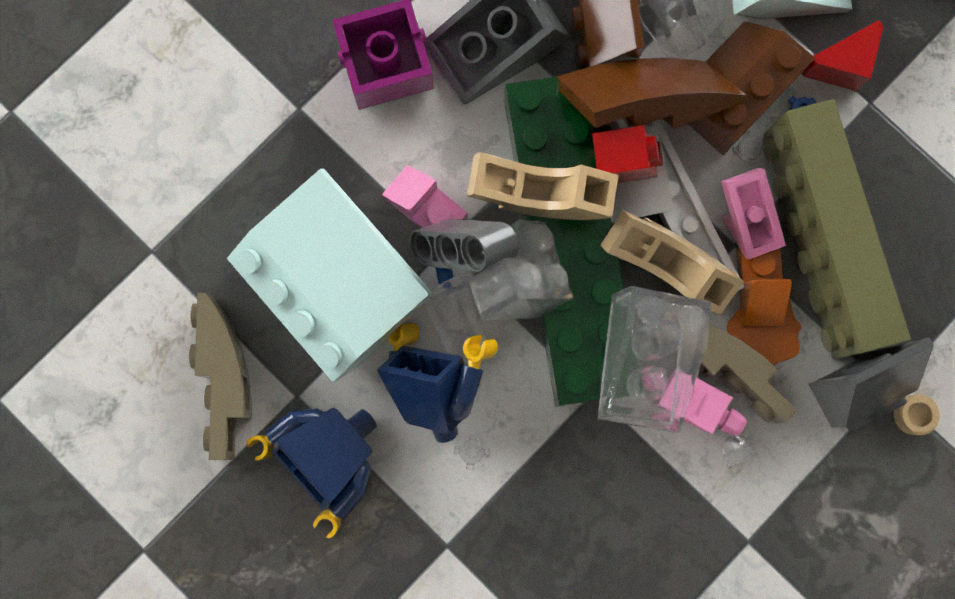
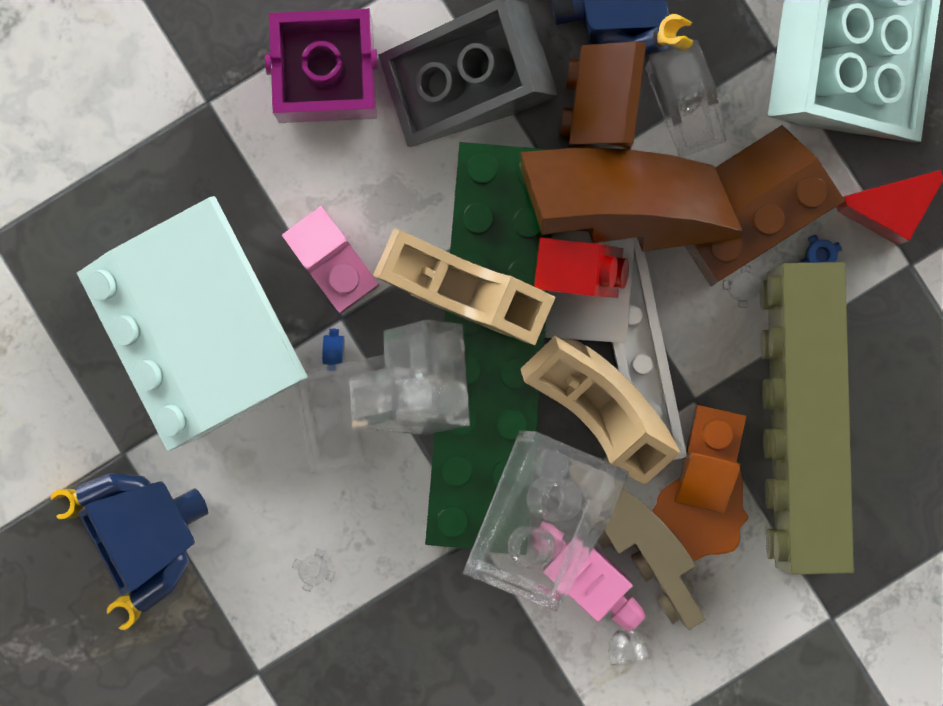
camera: 20 degrees right, 5 degrees up
(220, 358) = (45, 388): dark tan slope -> none
(433, 386) = (280, 484): dark blue torso -> none
(463, 244) = (356, 330): dark grey beam -> none
(752, 214) = (718, 371): bright pink slope -> none
(872, 383) = (801, 611): dark grey slope -> none
(918, 415) = (855, 658): tan tile -> none

